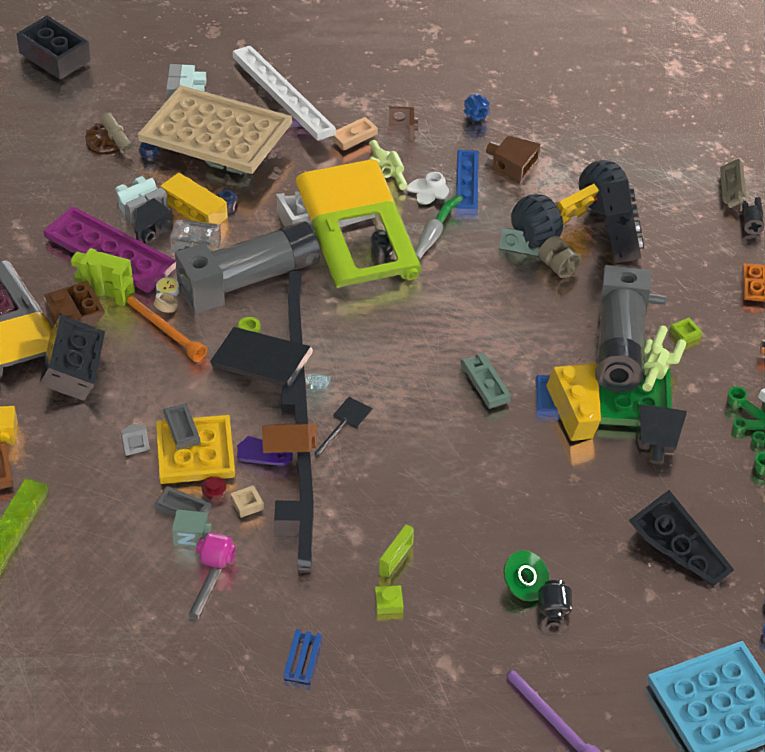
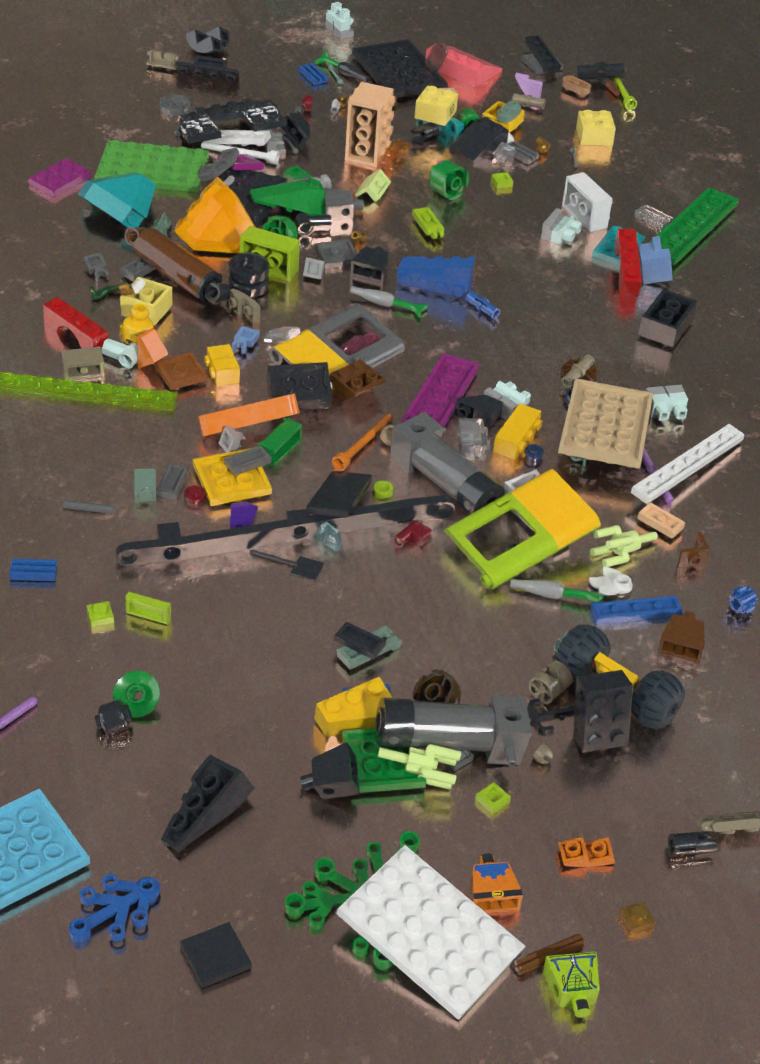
camera: 75 degrees right, 5 degrees down
(105, 274) = (398, 391): lime hips -> none
(105, 411) = (249, 414): none -> orange beam
(147, 393) = (282, 440): none -> green window
(216, 550) = (124, 501): dark pink head -> none
(247, 501) = (183, 513): tan plate -> none
(289, 437) = (247, 515): dark orange hinge -> none
(326, 315) = (414, 532): none -> dark red piece
(484, 380) = (359, 640): none -> black tile
(572, 335) = (437, 687): none -> dark brown cylinder
(589, 282) = (535, 717): none -> black piece

